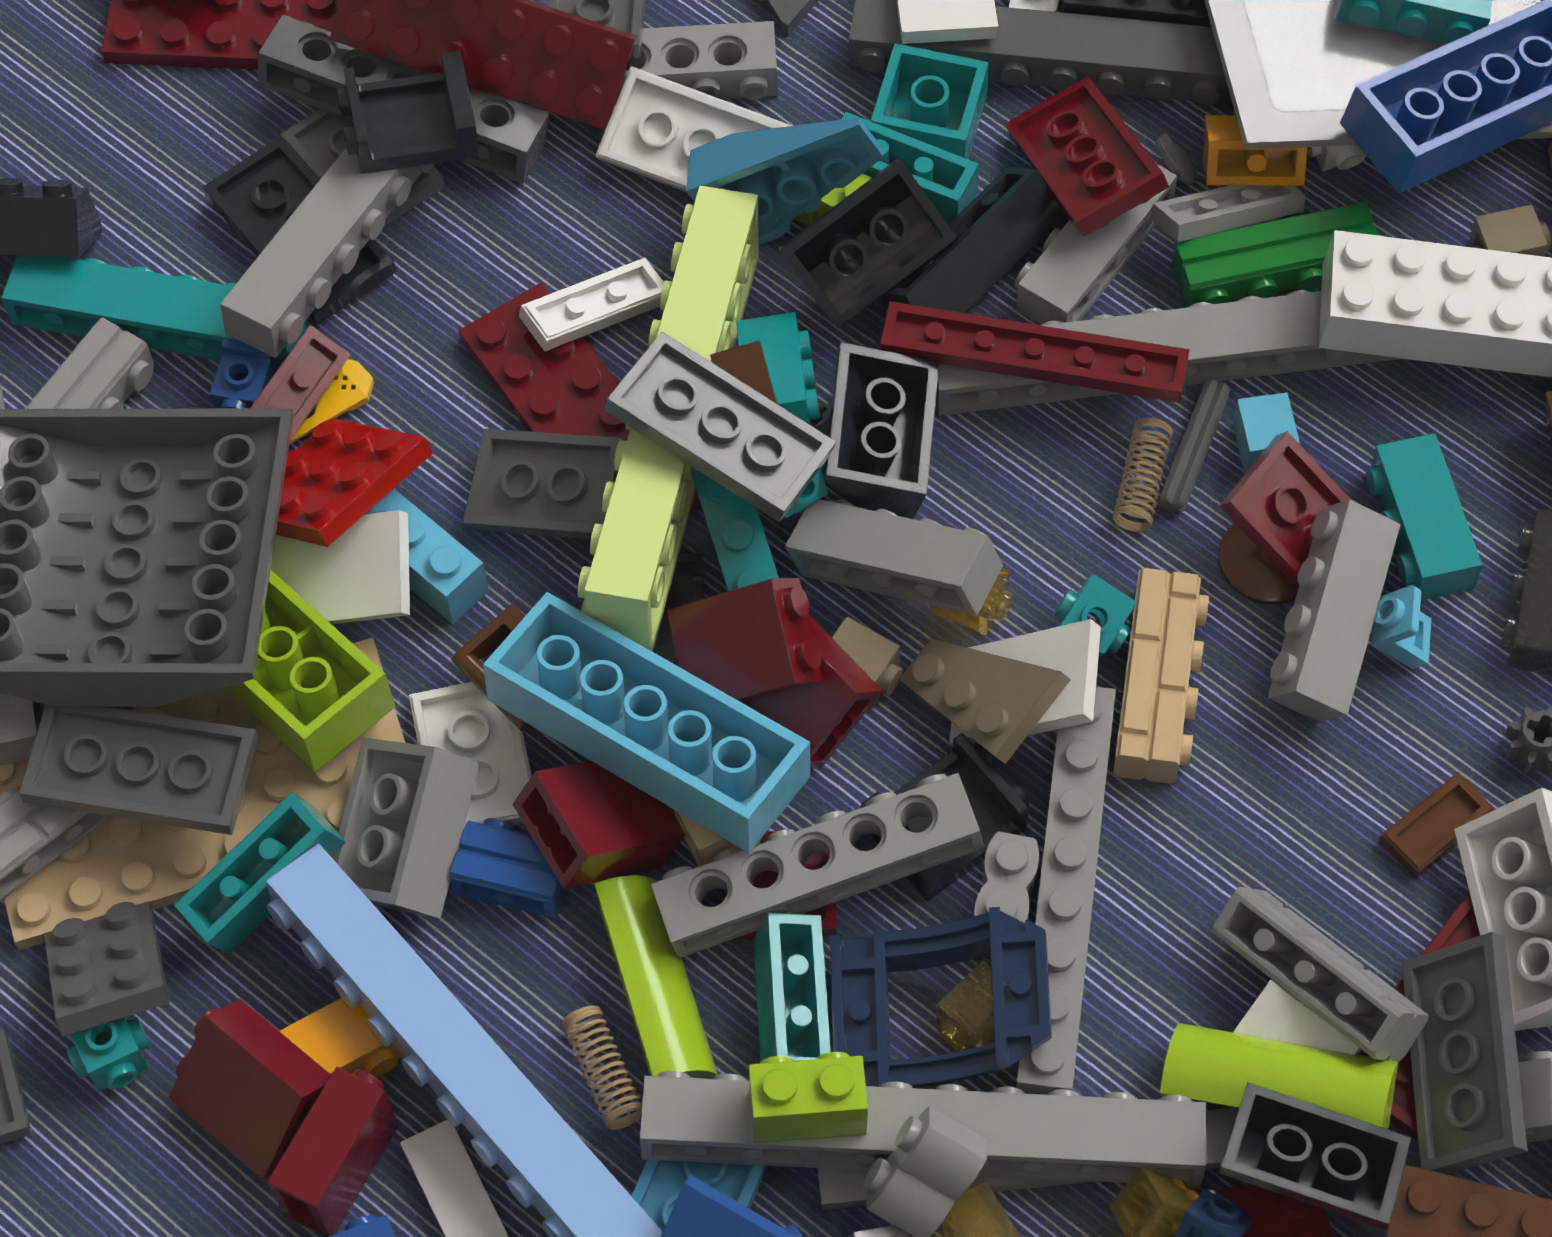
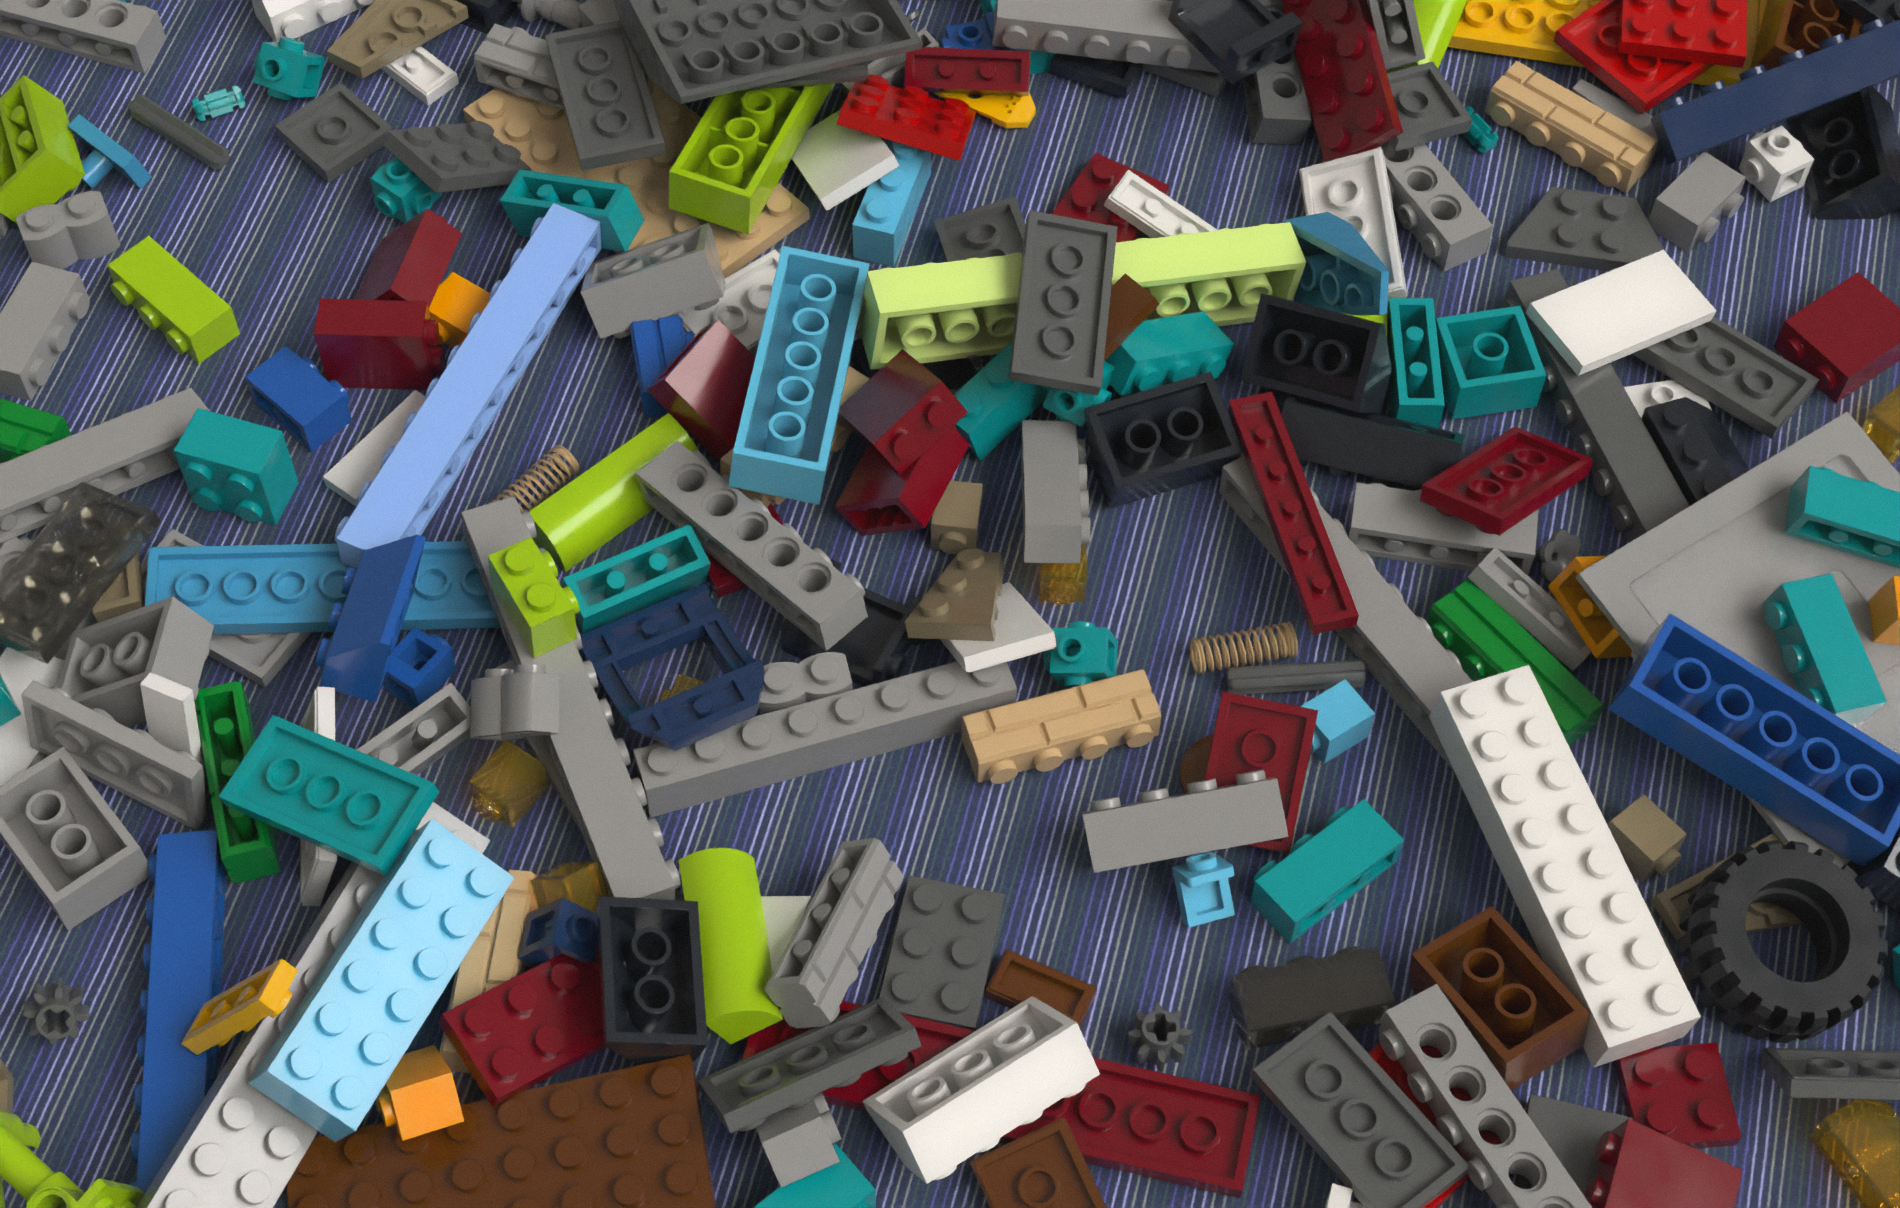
camera: 60 degrees right, 5 degrees down
(1359, 896) = (942, 951): none -> dark grey plate

